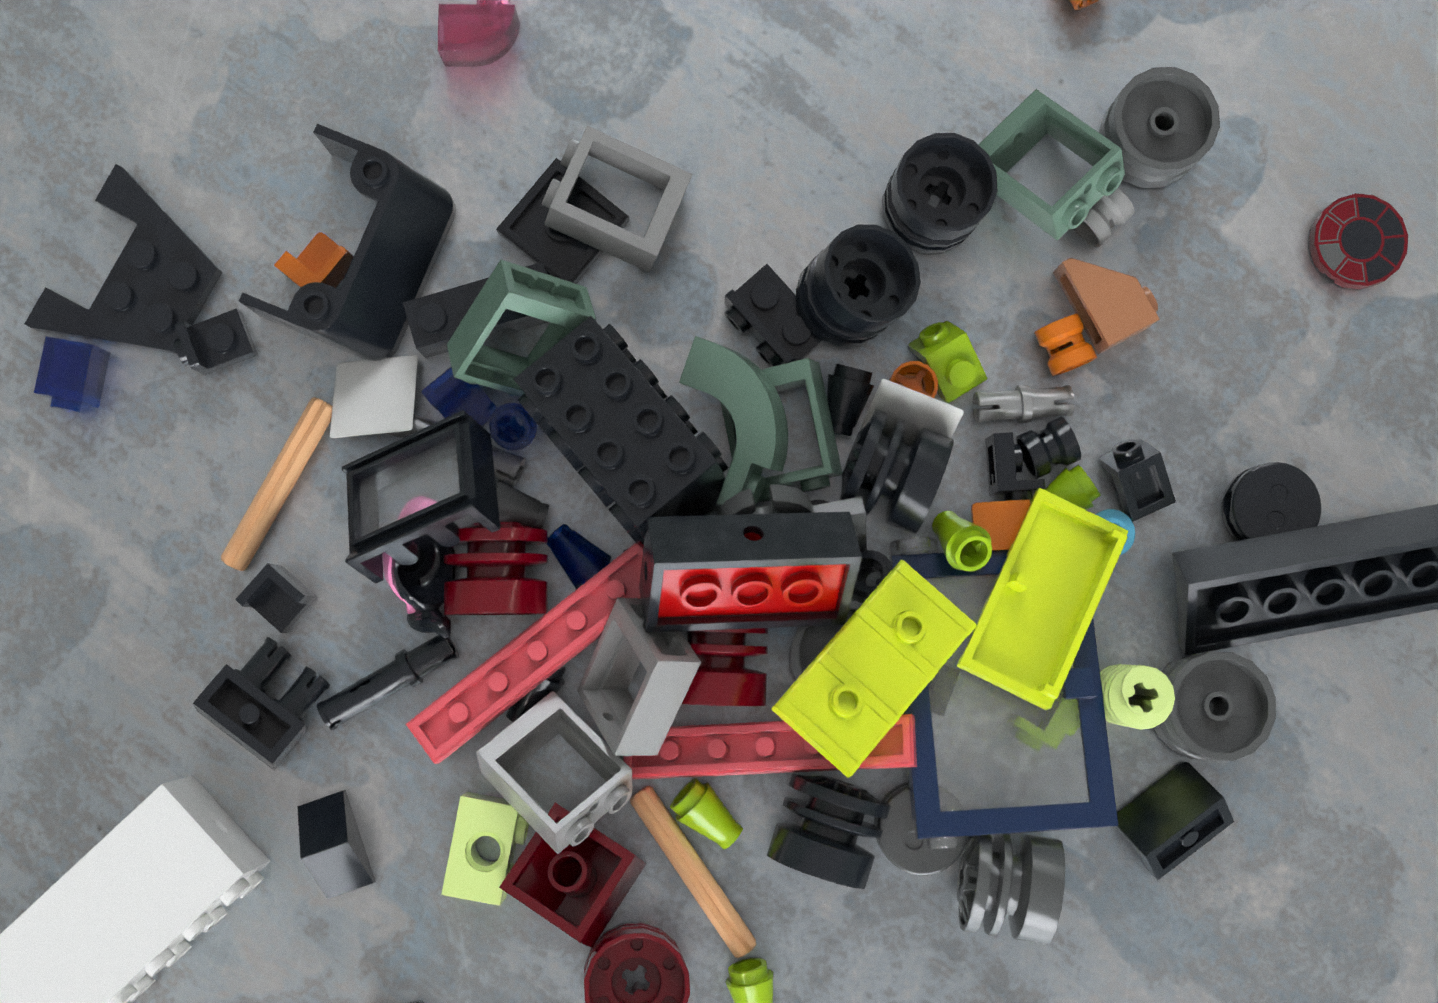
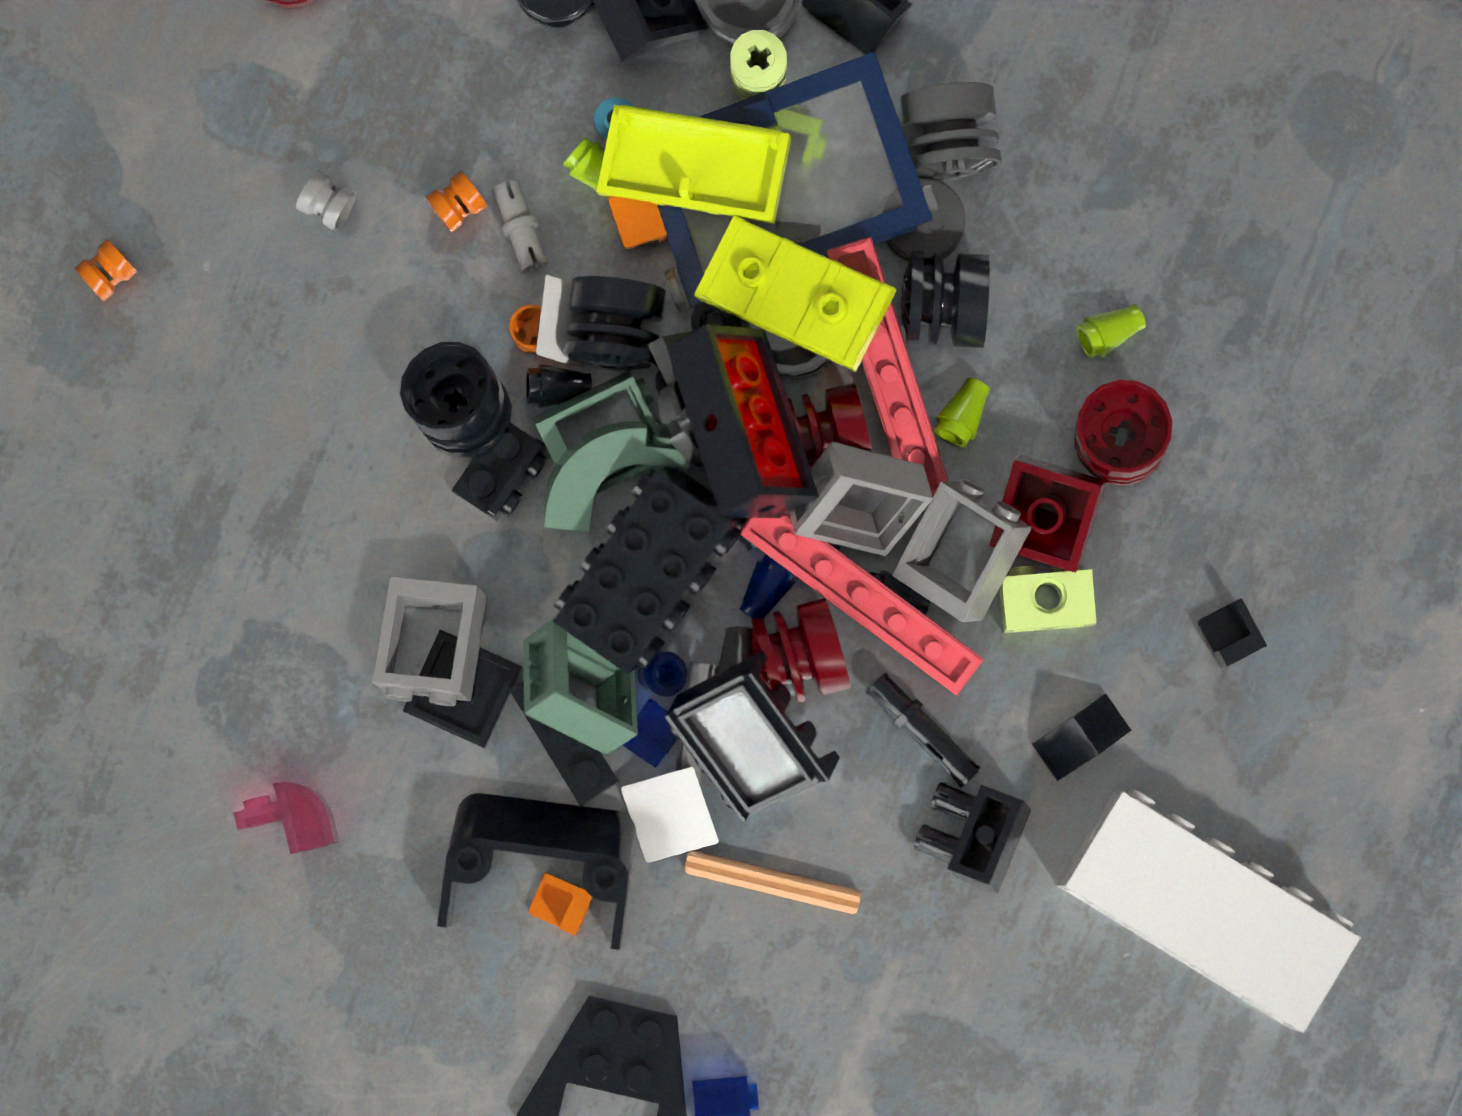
camera: 105 degrees left, 0 degrees up
(214, 342) = (657, 977): black bracket -> none
(277, 596) = (876, 849): black panel -> none
(422, 585) = (833, 715): black hair -> none
(693, 872) = (1017, 411): light nougat axle -> none
(951, 357) = (495, 302): lime bracket -> none
(955, 173) = (340, 326): black wheel -> none
(963, 542) = (663, 246): lime cone -> none
(1003, 463) = (579, 230): black bracket -> none
(1022, 131) = (276, 294): sand green window -> none
(1052, 446) = (553, 192): black wheel -> none
(1108, 302) = (408, 173): nougat slope -> none
(1139, 478) = (560, 107): black bracket -> none
(1162, 125) = (252, 188): dark grey wheel -> none

